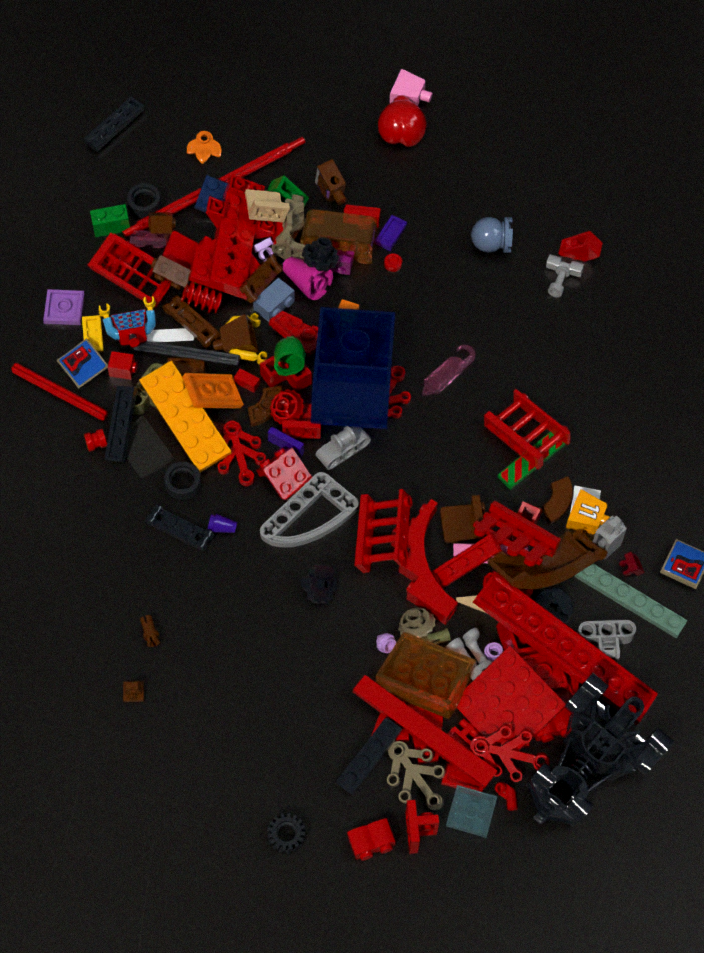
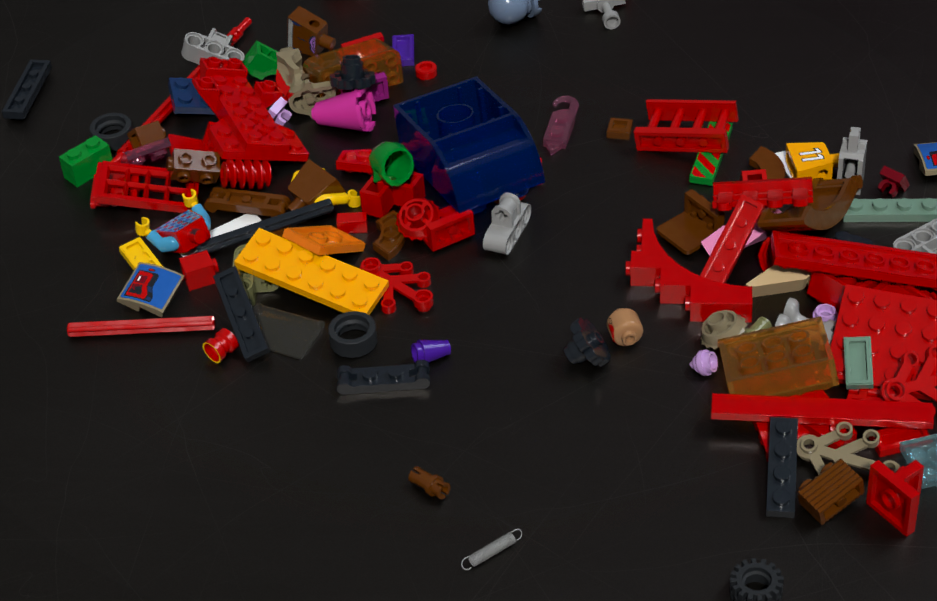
camera: 25 degrees left, 20 degrees down
(64, 307) = (87, 256): medium lavender tile -> none
(133, 691) = (456, 547): reddish brown brick -> none
(153, 704) = (491, 549): none -> light grey piece
(202, 148) = (144, 67): orange plate -> none
(259, 158) = (215, 45): none -> light grey piece
(260, 278) = (299, 131): reddish brown plate -> none
(266, 206) = (261, 66): tan bracket -> none
(274, 299) = (326, 145): sand blue brick -> none
(285, 441) = (441, 250): dark purple tile -> none
(285, 472) = (462, 272): bracket -> none
(322, 489) = (518, 271): light grey beam -> none
(355, 582) = (624, 327): none -> medium nougat head
(366, 527) = (608, 286): red fence -> none
(371, 839) = (856, 539): red brick -> none
(381, 794) = (830, 491): none -> reddish brown brick
(475, 709) = (858, 362): none -> sand green tile
(485, 399) = (619, 128): none -> reddish brown tile

